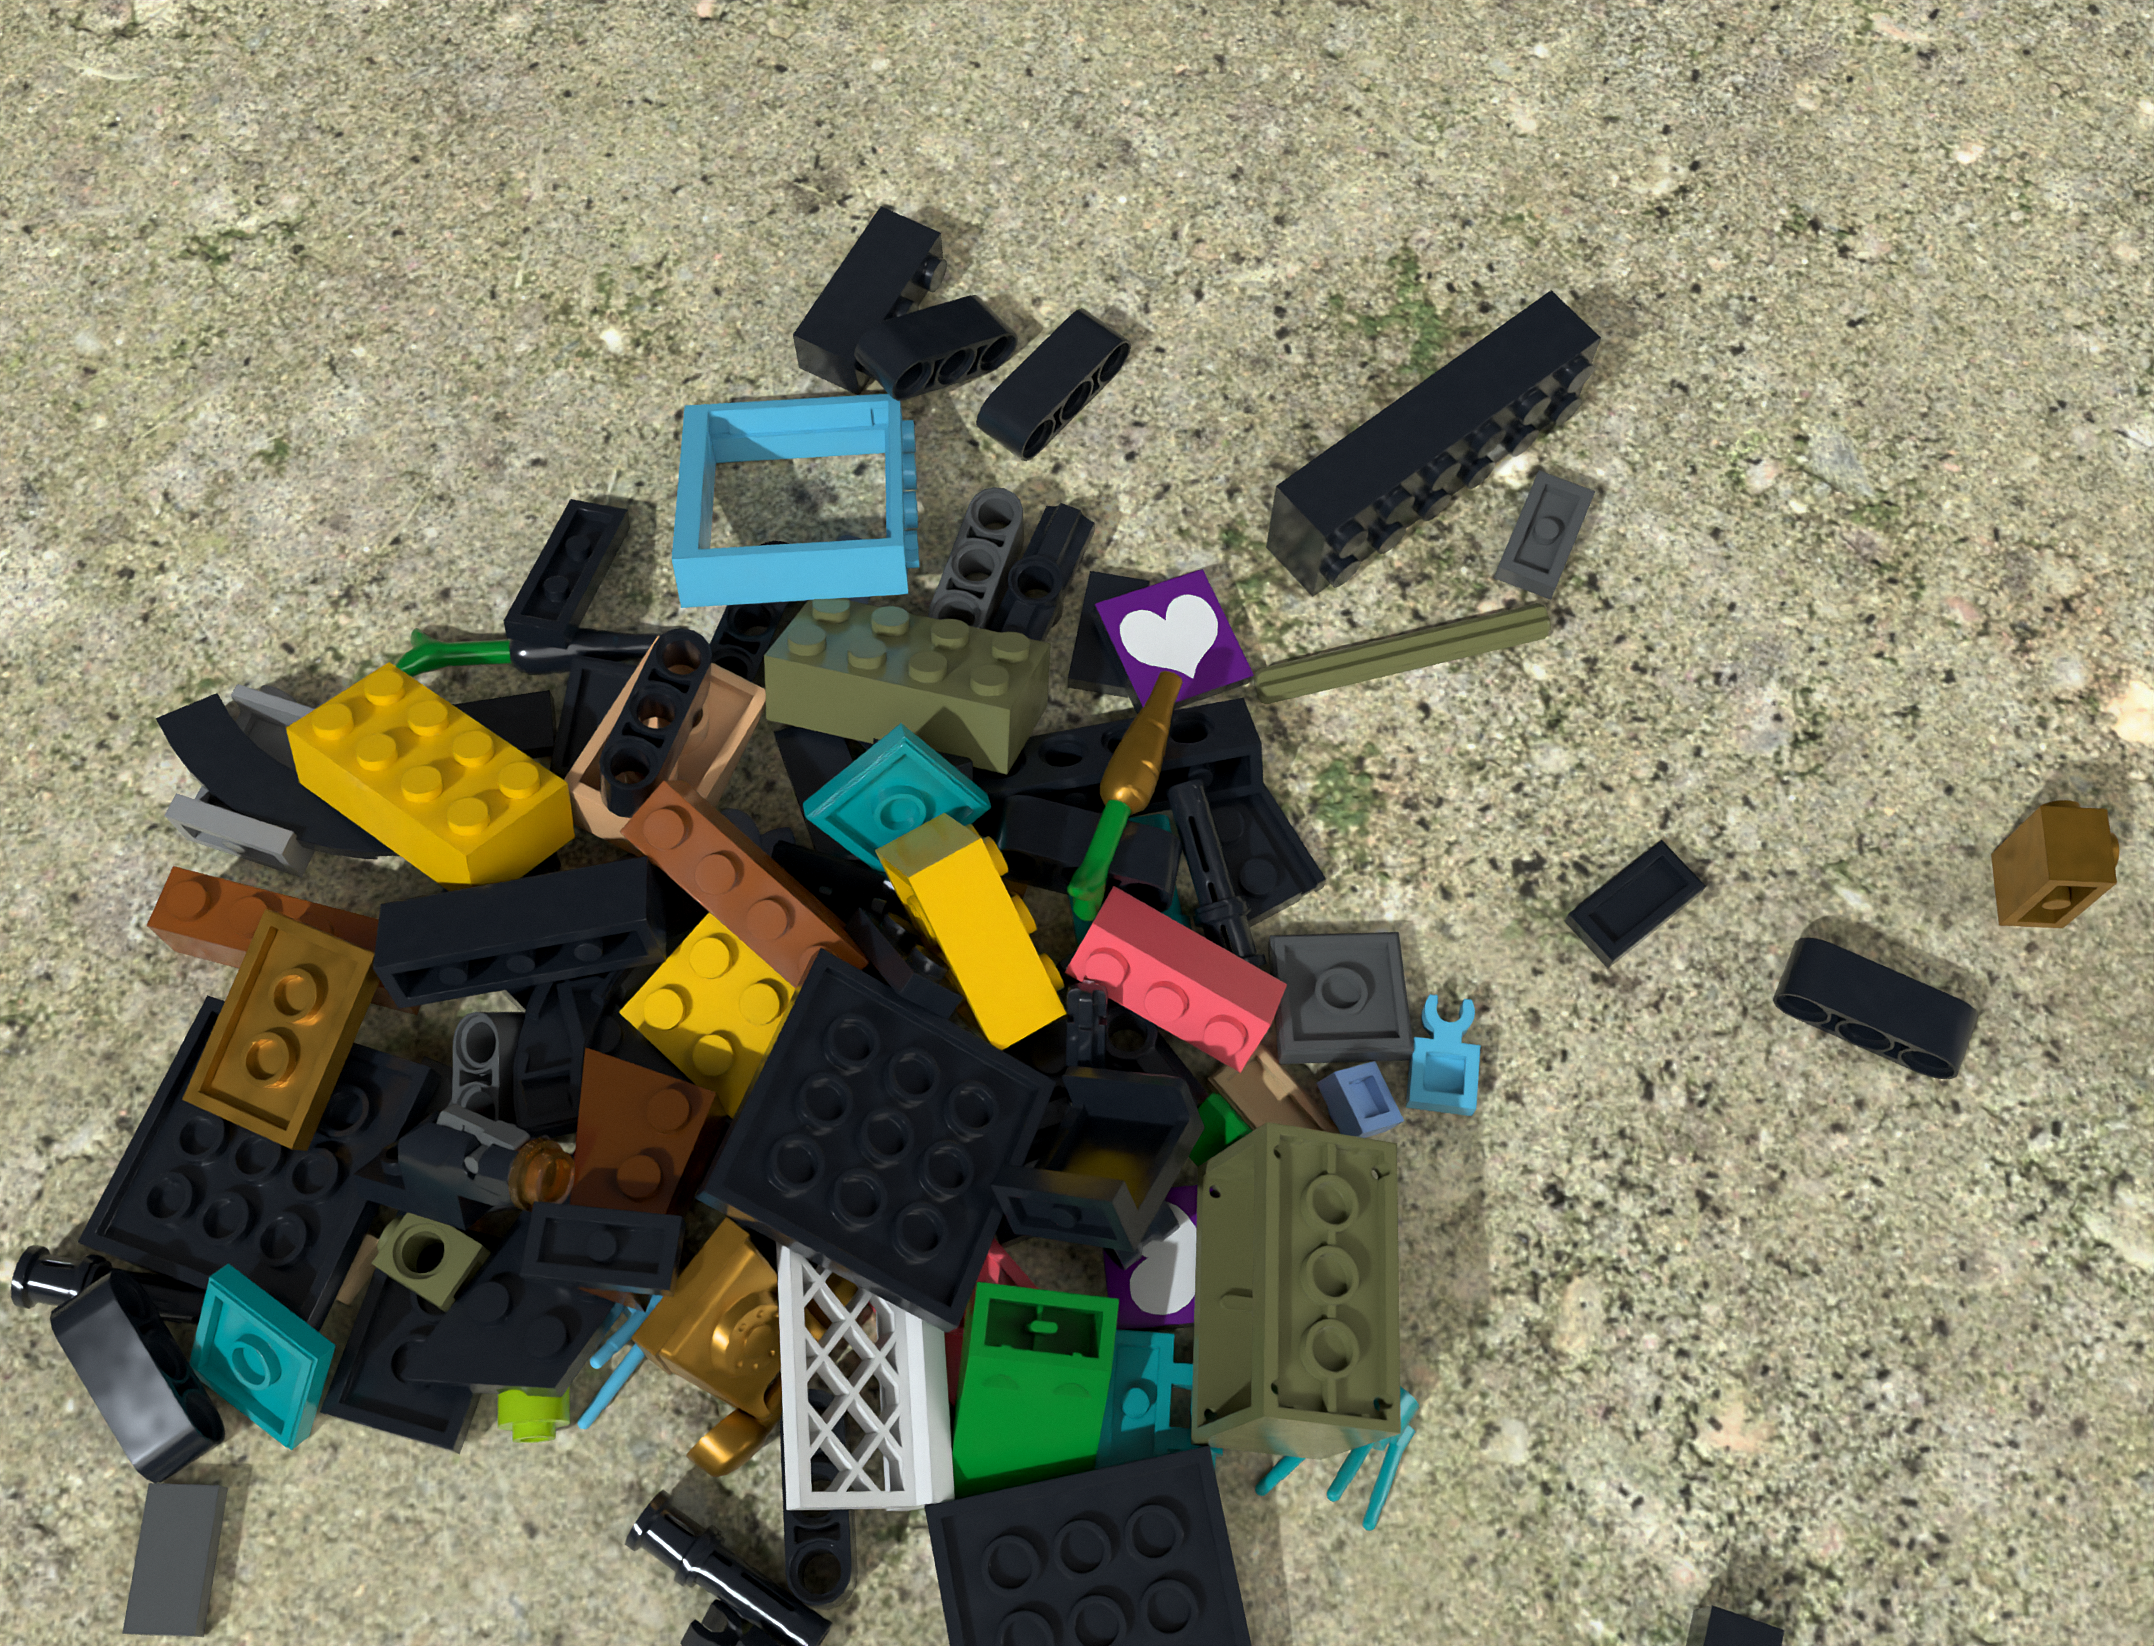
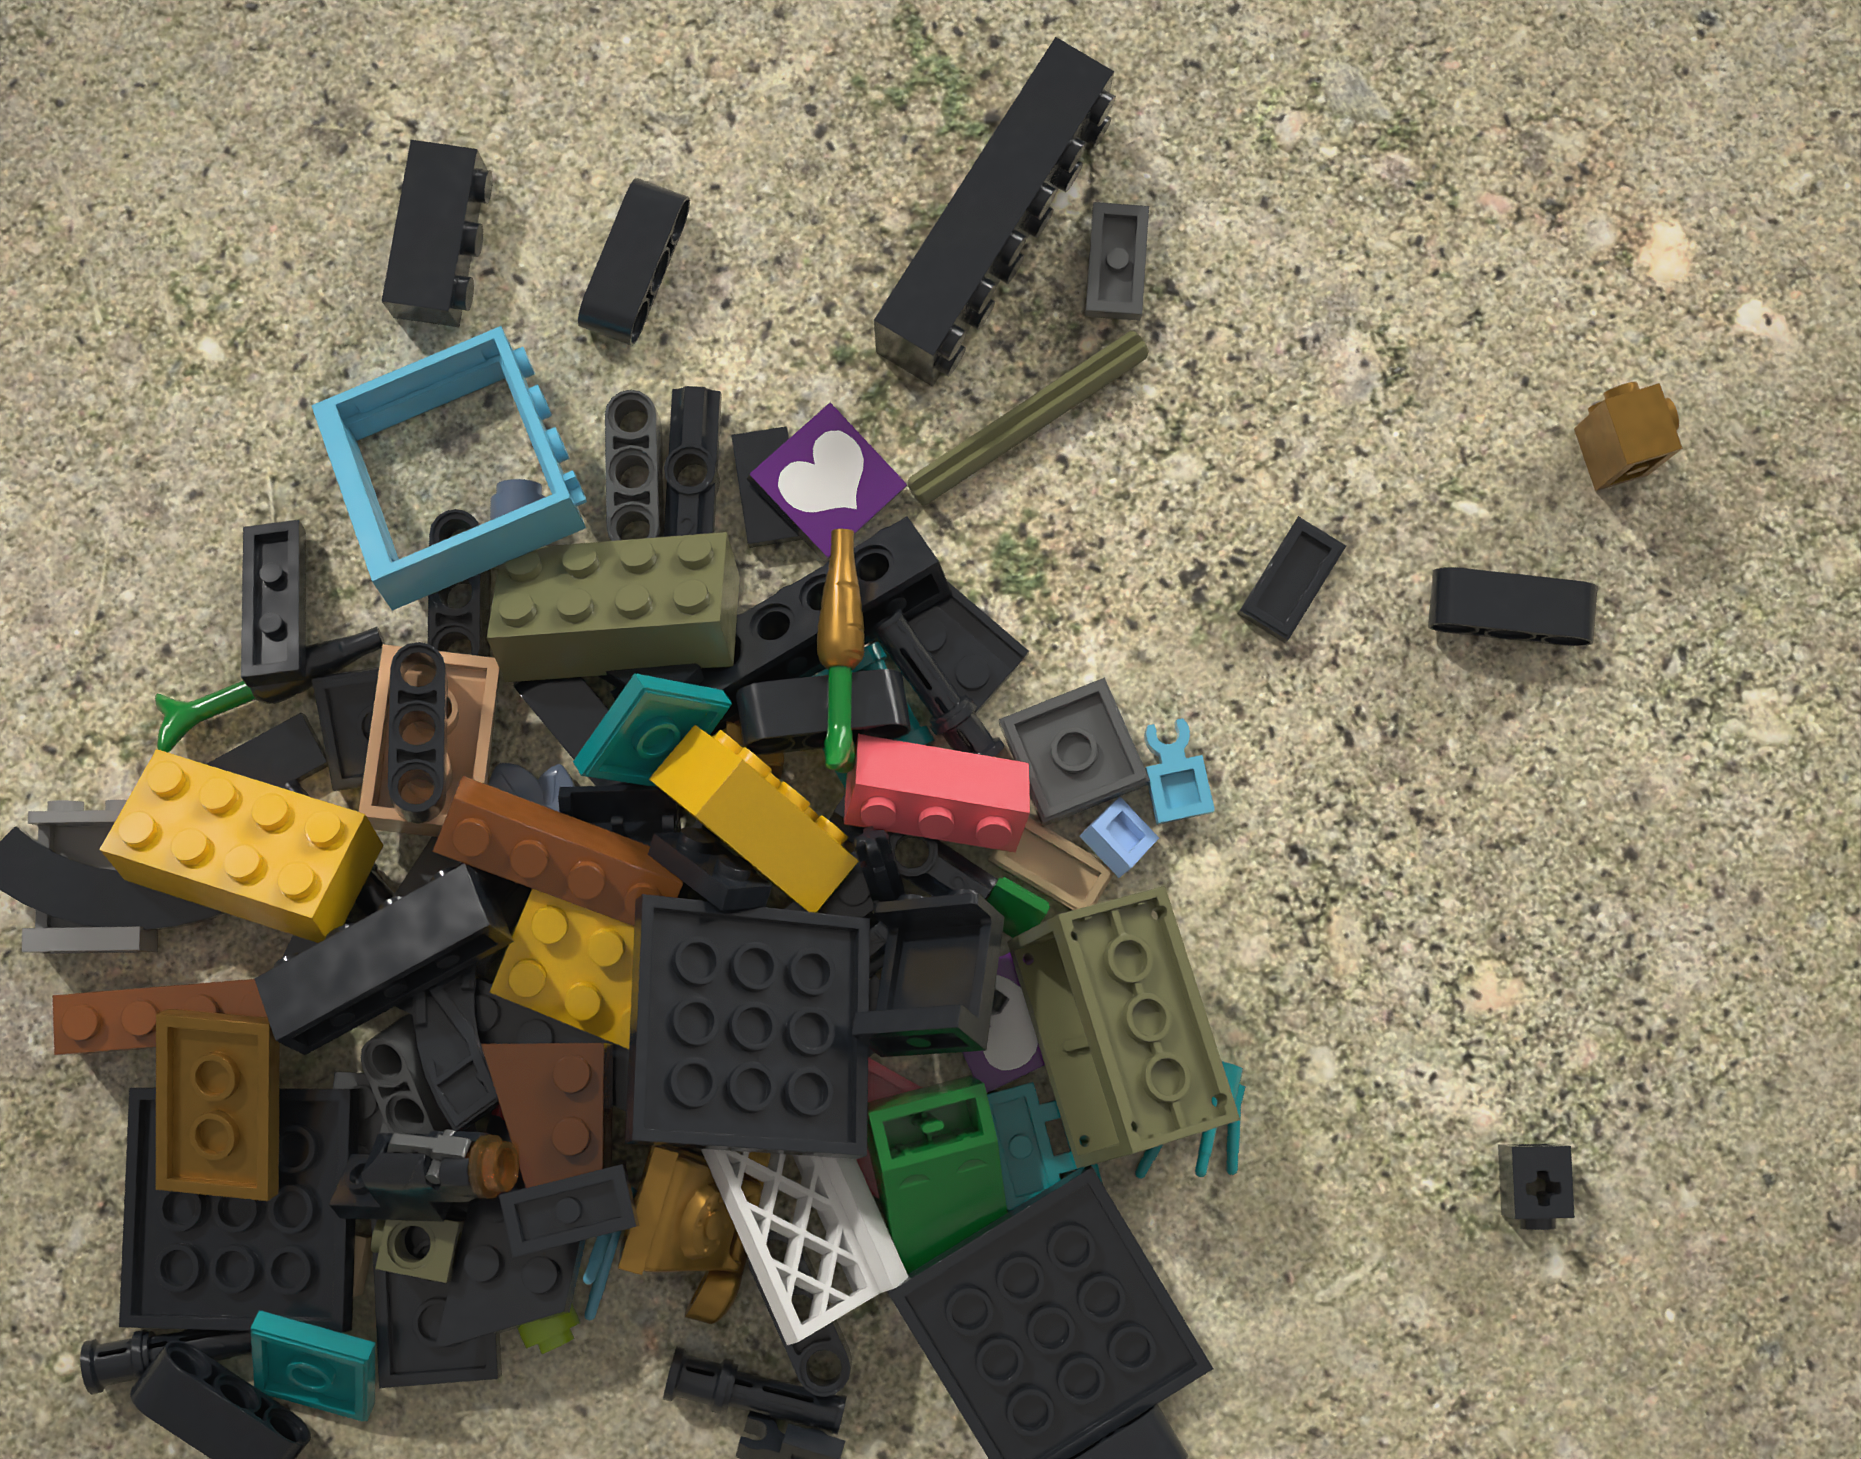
camera: 20 degrees left, 15 degrees up
(935, 347) = (516, 267): black beam -> none

